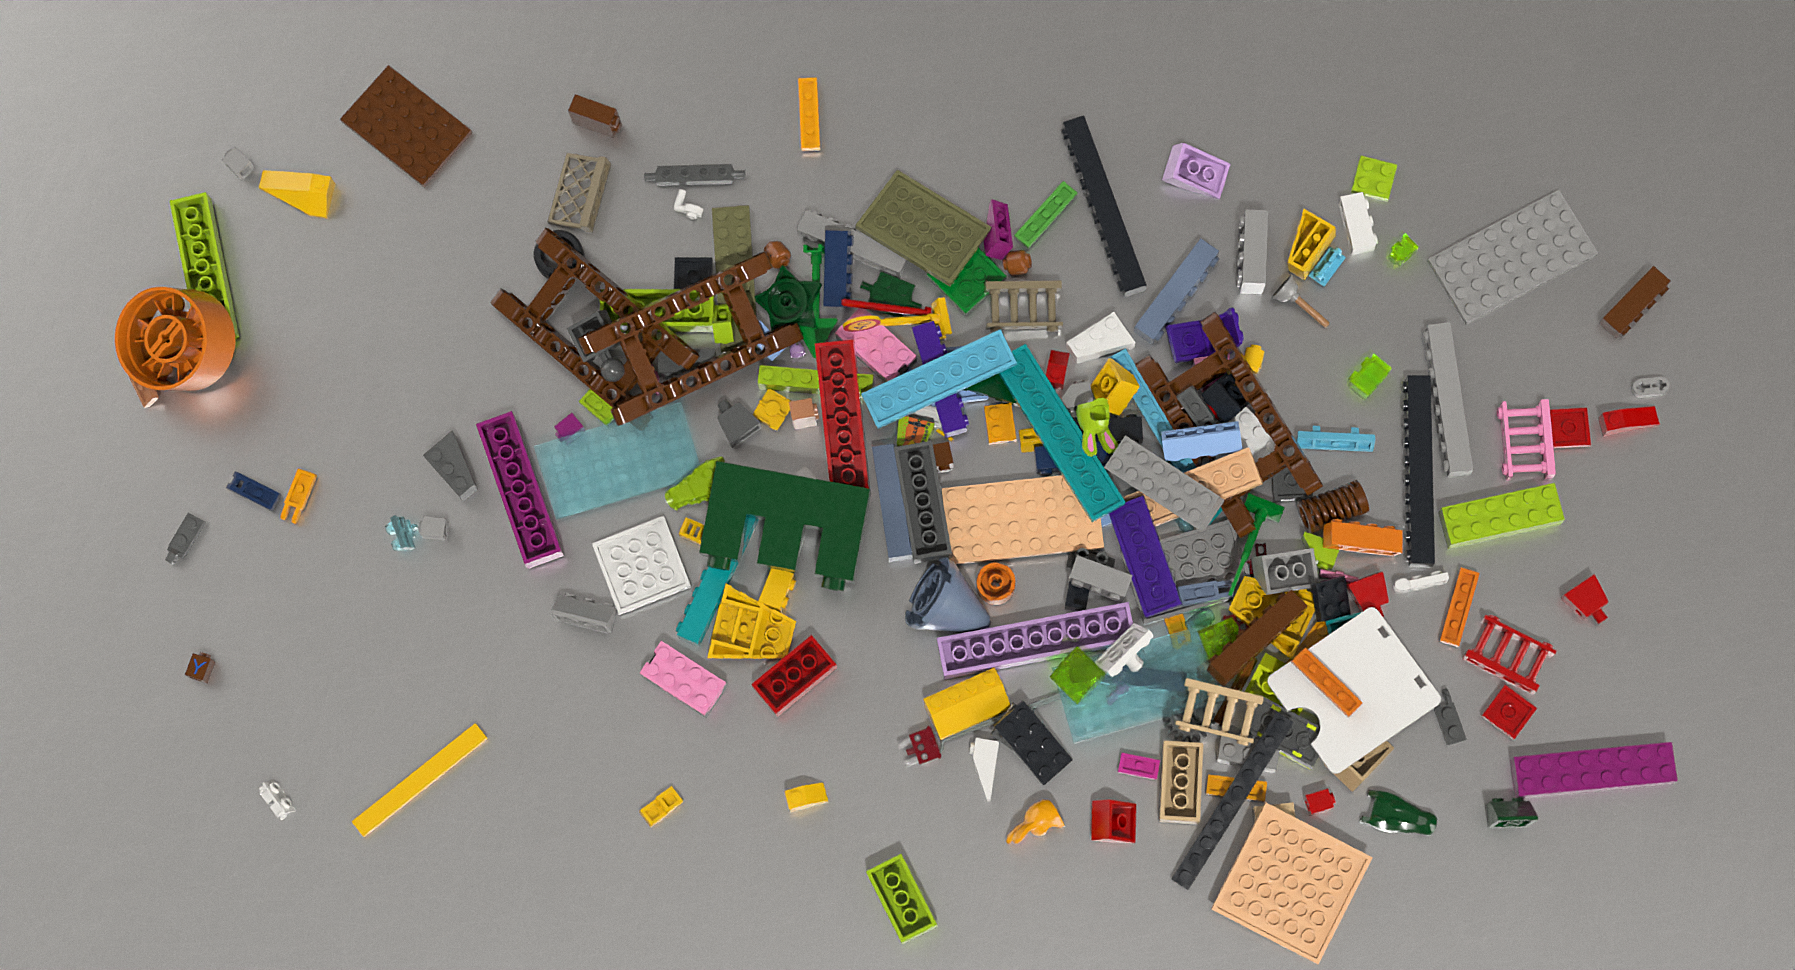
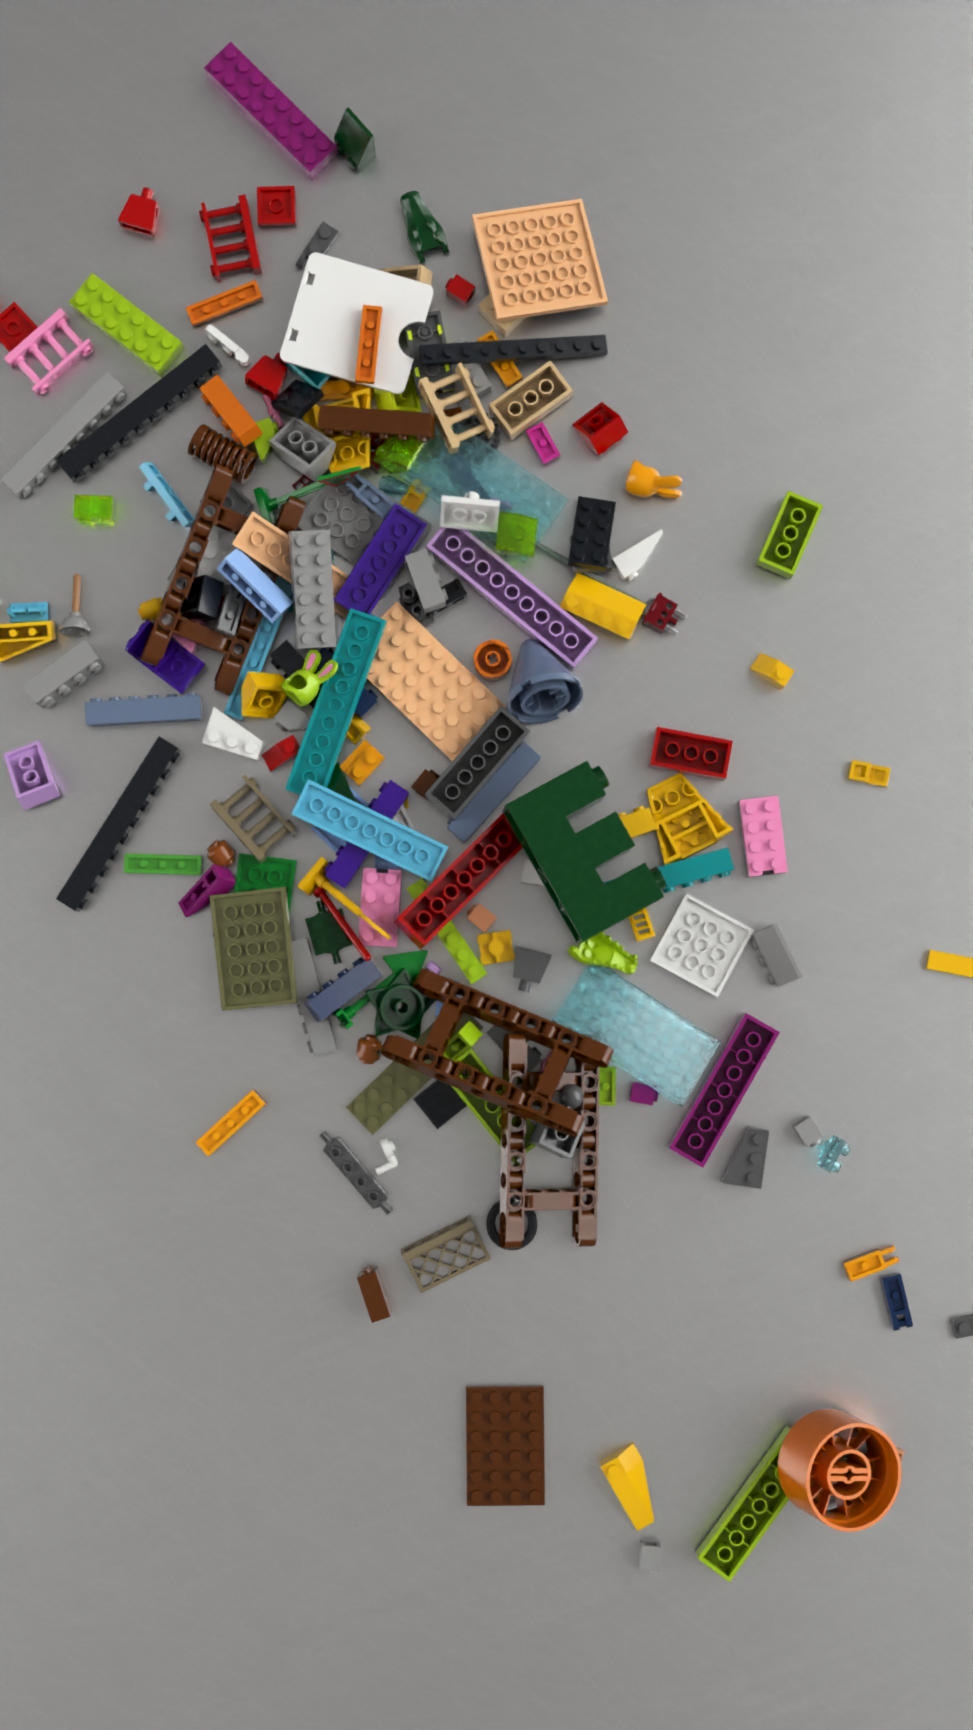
camera: 135 degrees left, 10 degrees up
(914, 431) = (427, 819): torso -> none

